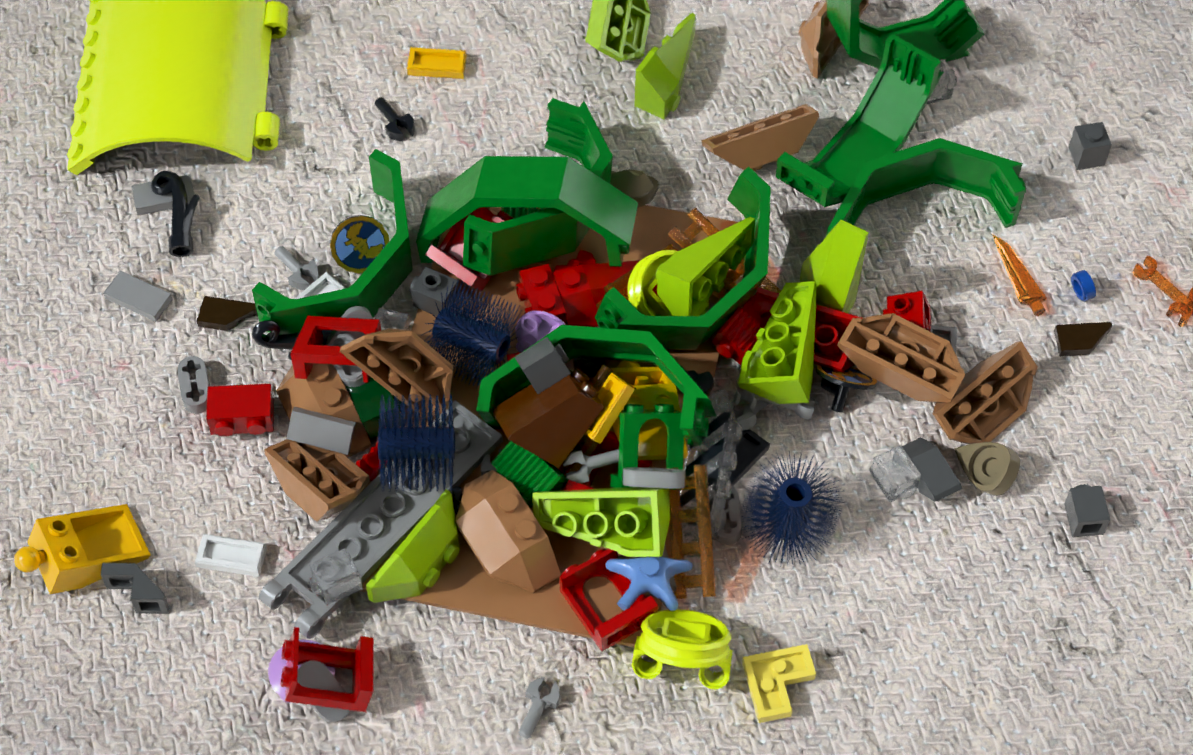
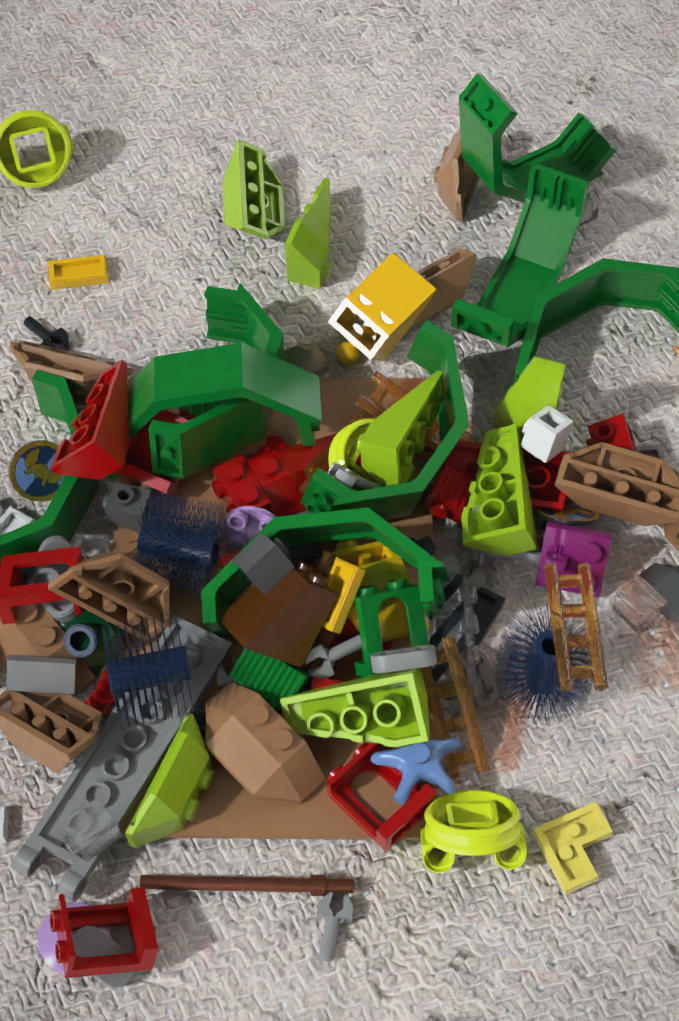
camera: 10 degrees left, 0 degrees up
(356, 397) = (73, 631): none -> dark blue piece
(418, 161) = (77, 369): none -> medium nougat wedge
(420, 216) = (100, 430): none -> red wedge
(531, 668) = (316, 885): none -> copper bar
(642, 303) = (349, 478): none -> light grey bar
(722, 147) = (387, 303): none -> yellow slope
(805, 487) = (564, 641): none -> clear orange bar
(840, 295) = (546, 433): none -> white brick
(841, 419) = (573, 546): none -> magenta hinge

